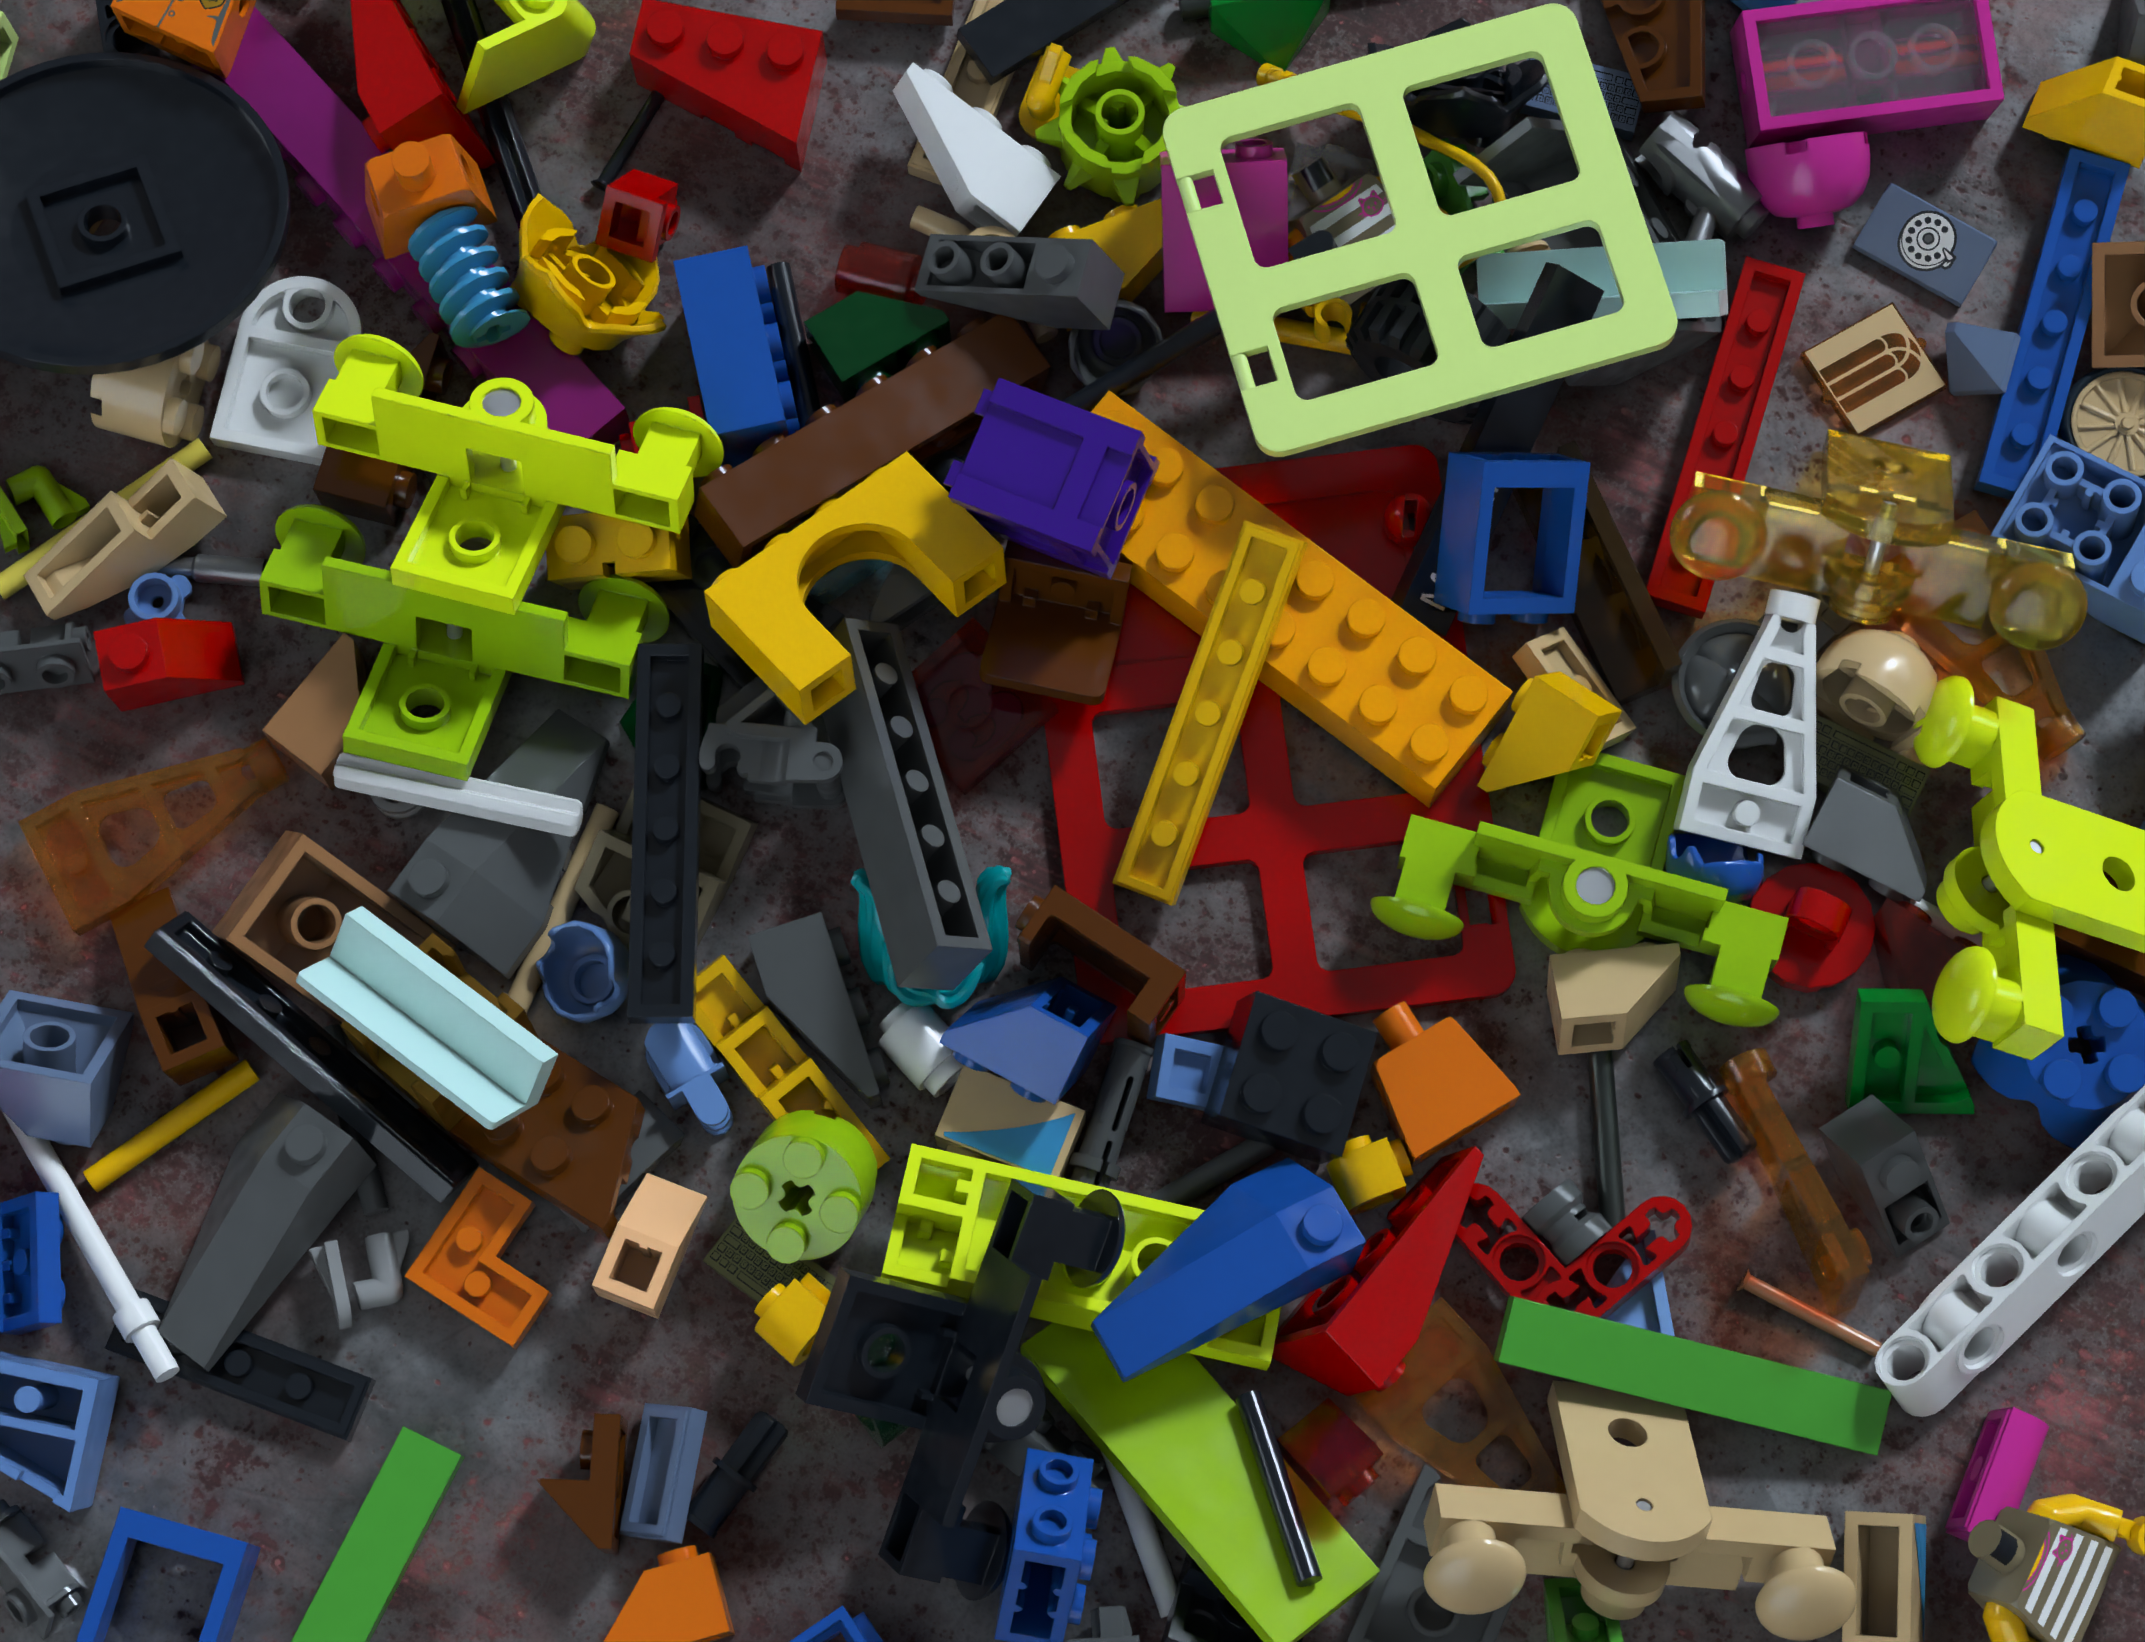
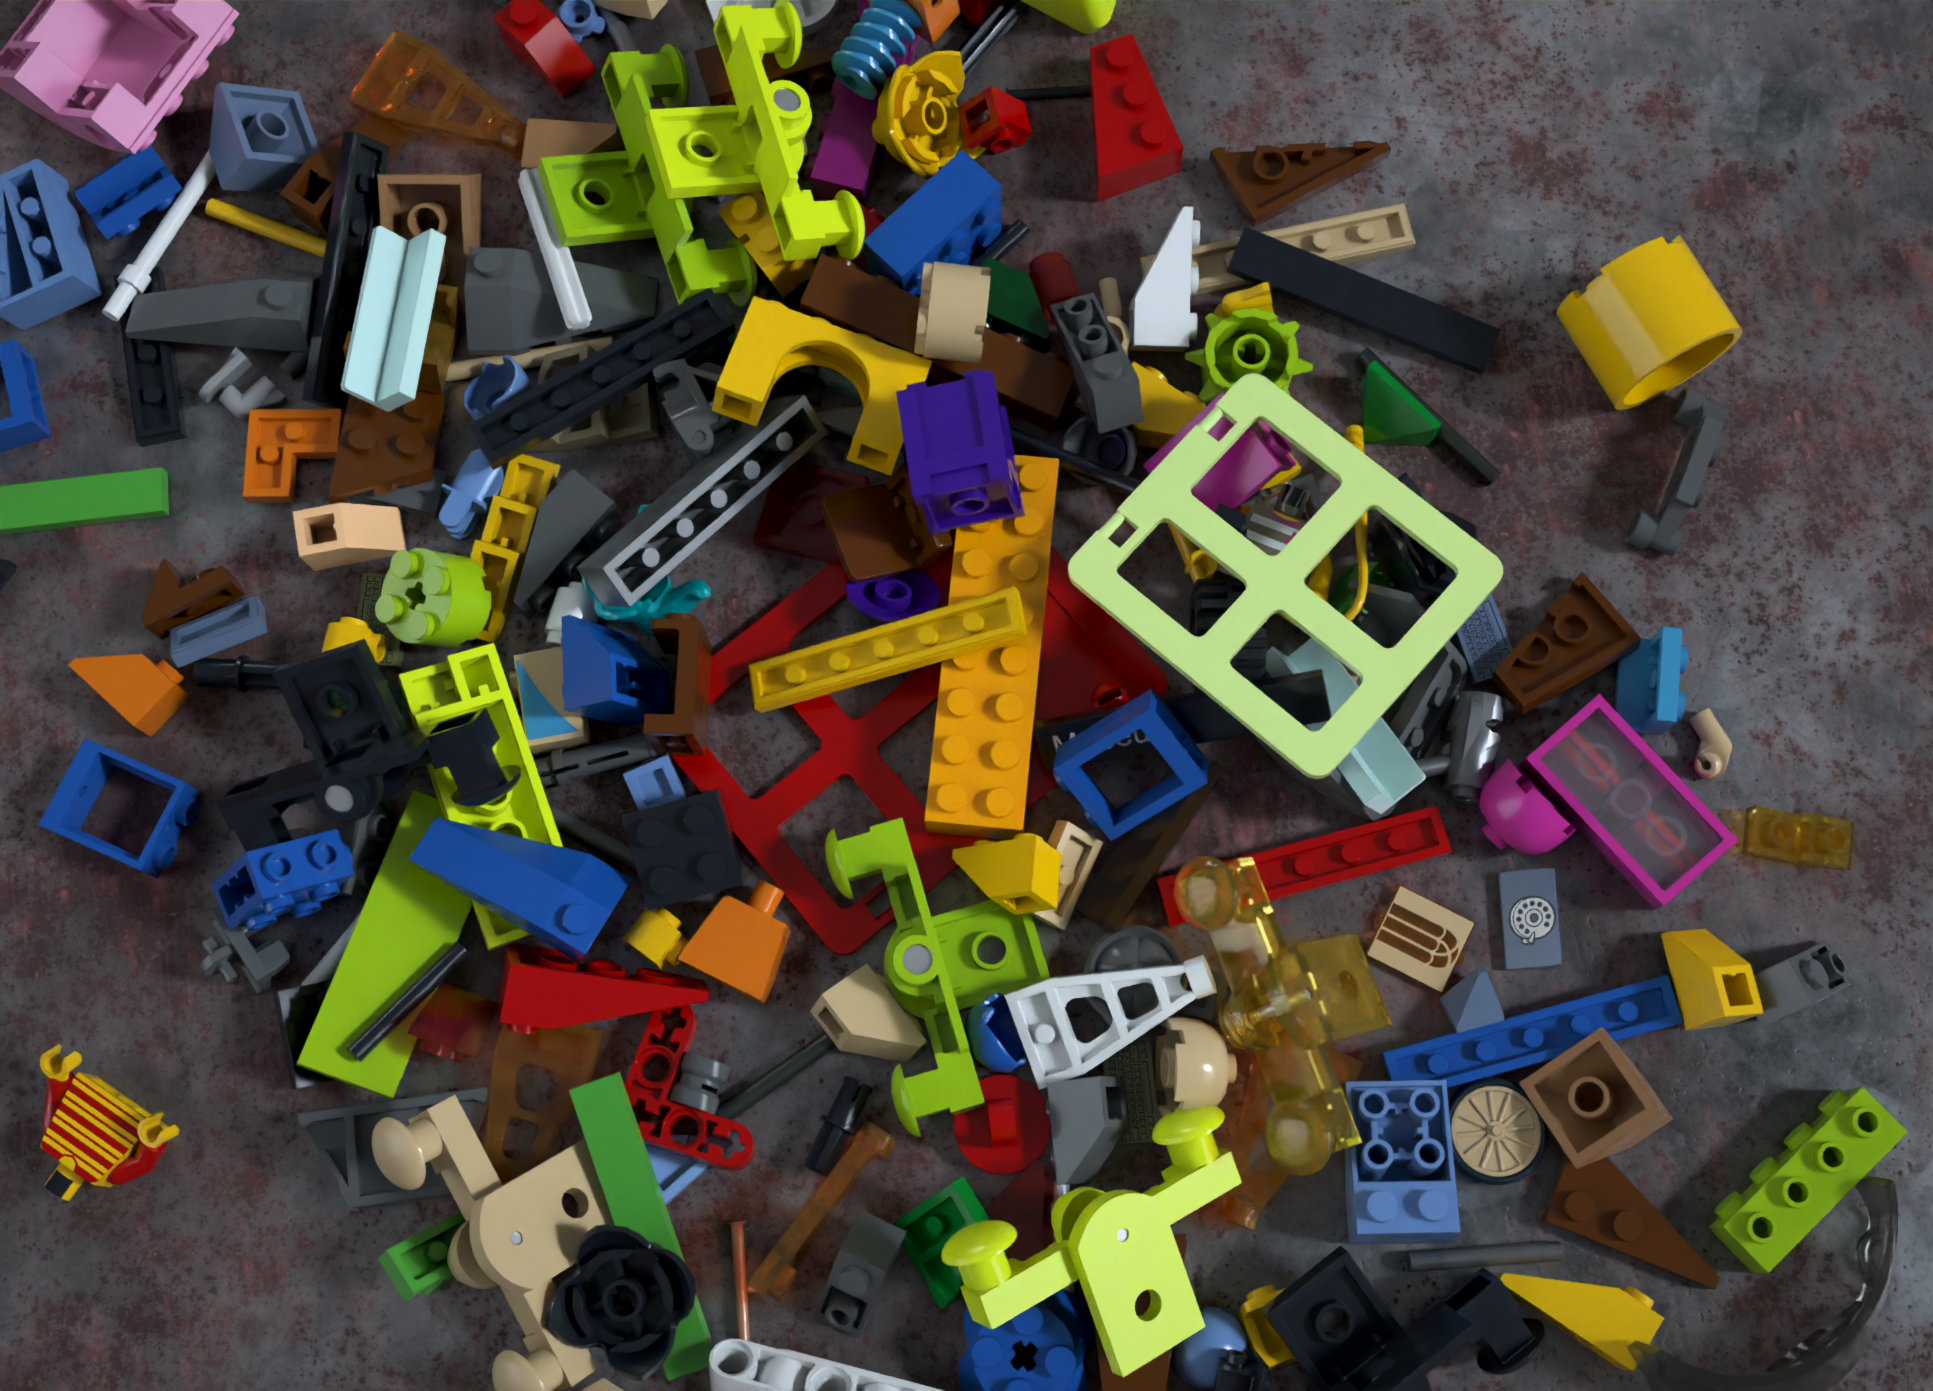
camera: 60 degrees right, 0 degrees up
(877, 385) = (952, 312): none -> tan brick
(1146, 668) = (894, 596): none -> dark purple dish
(1822, 1443) = (588, 1306): none -> black brick

